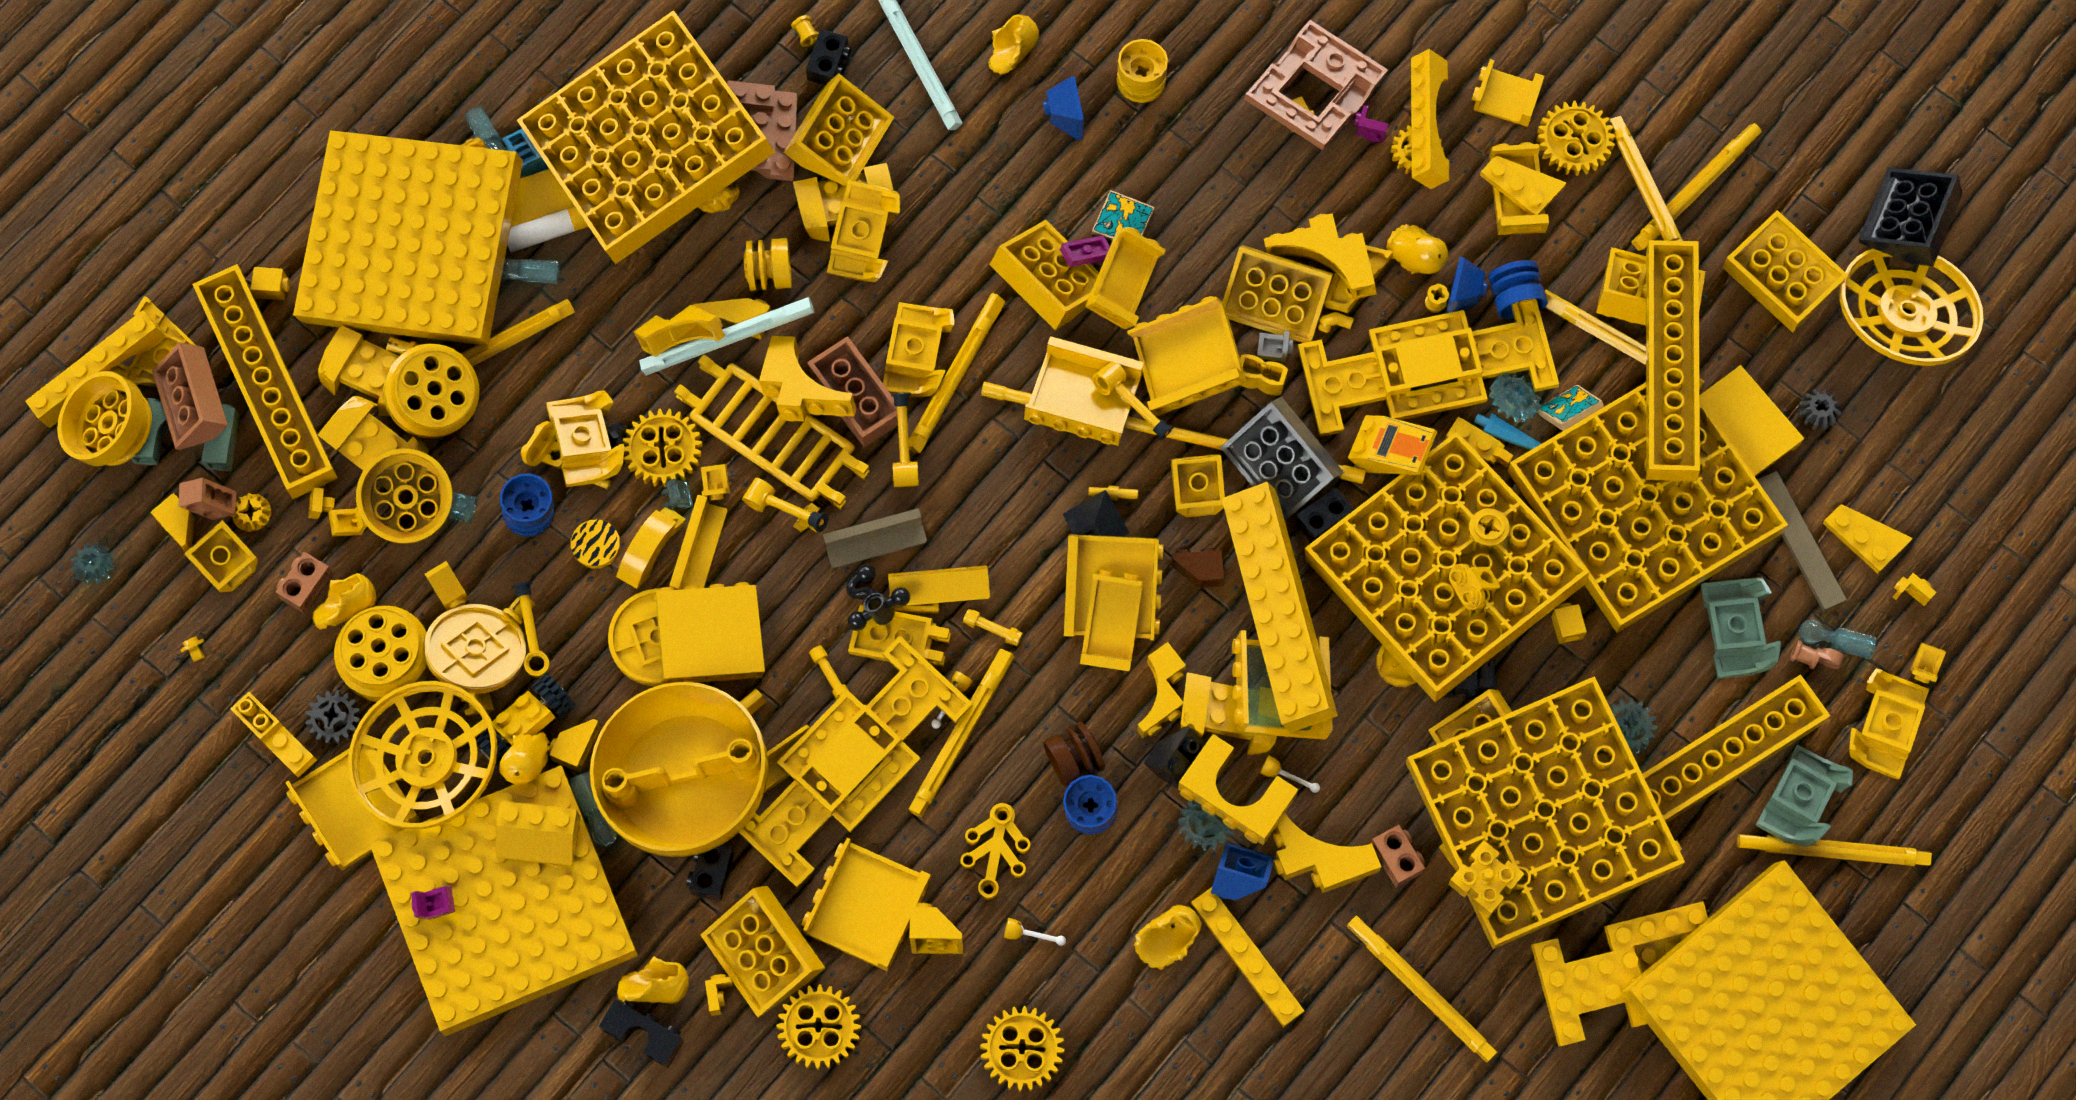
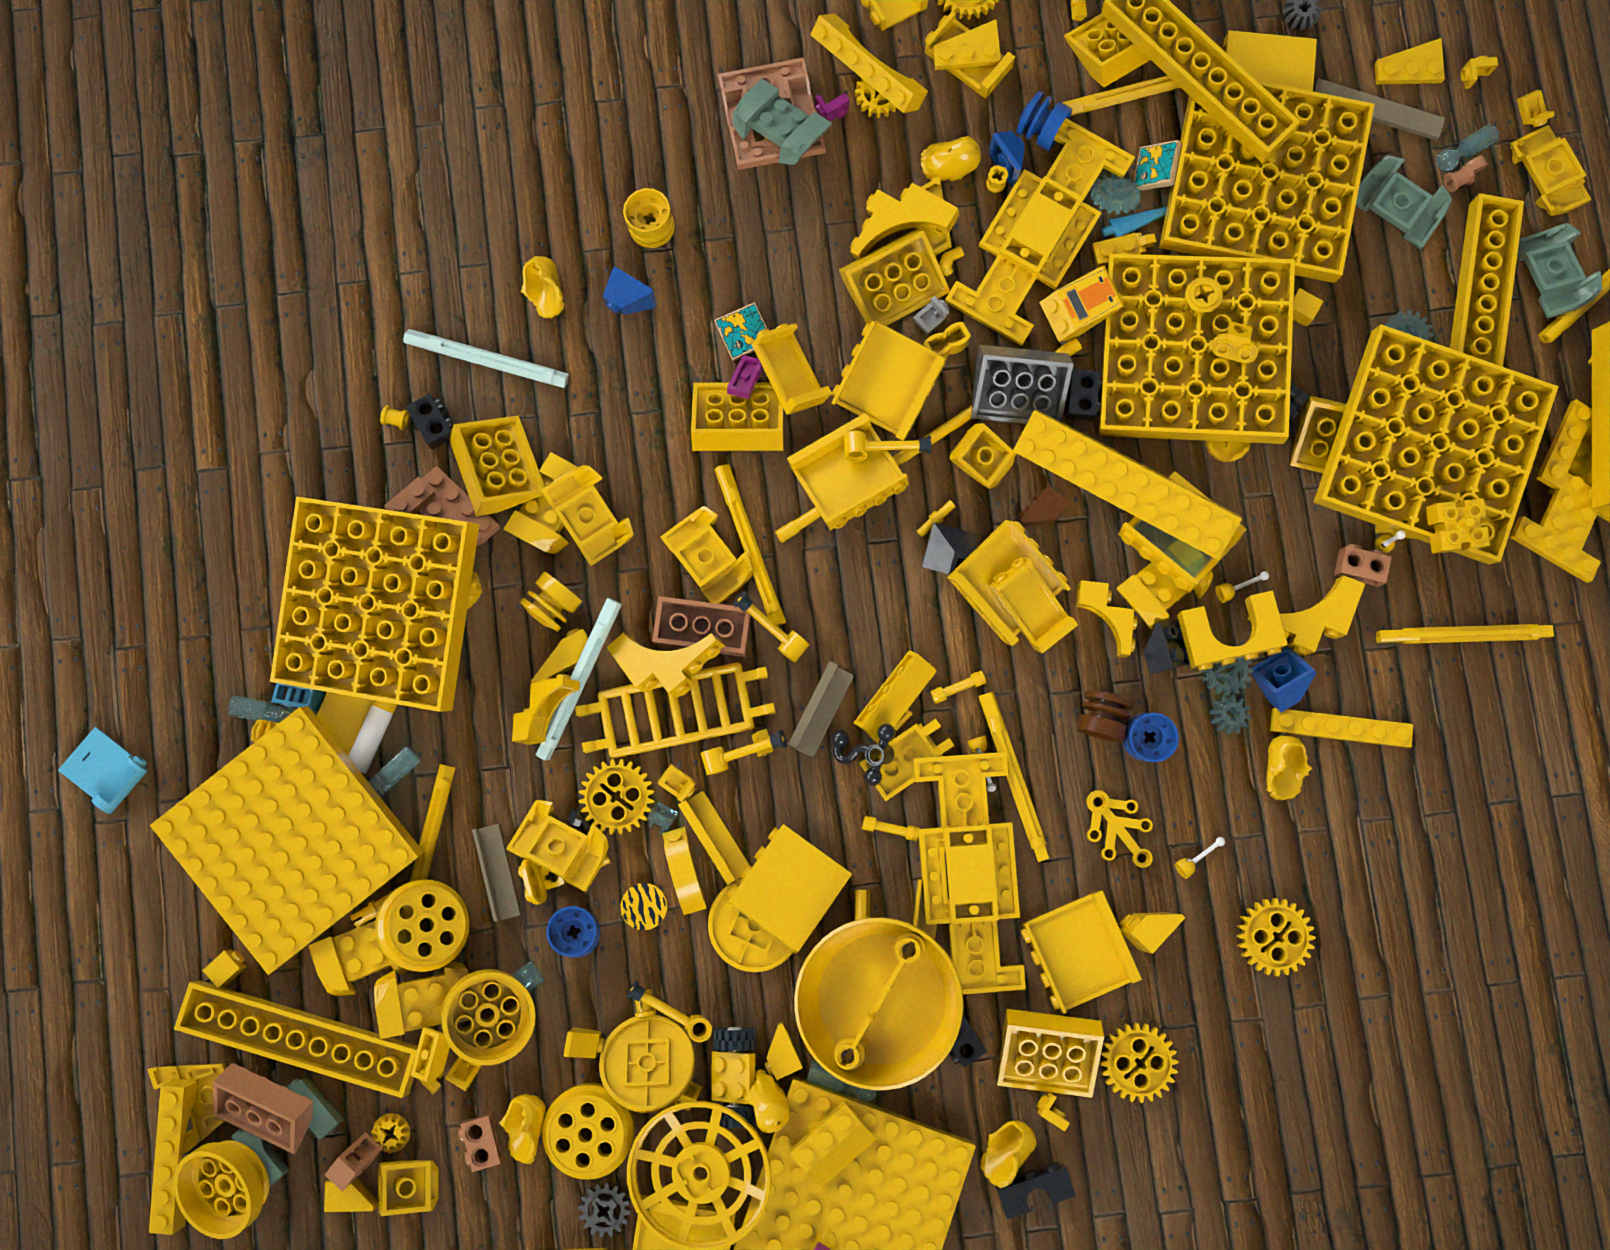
camera: 45 degrees left, 10 degrees up
(337, 481) = (430, 1055): none -> yellow slope
(340, 68) = (104, 770): none -> medium azure door
(521, 412) = (497, 872): none -> dark tan panel
(1174, 847) = (1224, 720): none -> clear light blue gear
(1309, 91) = (778, 121): none -> sand green piece
(1437, 855) = (1388, 541): none -> yellow hinge

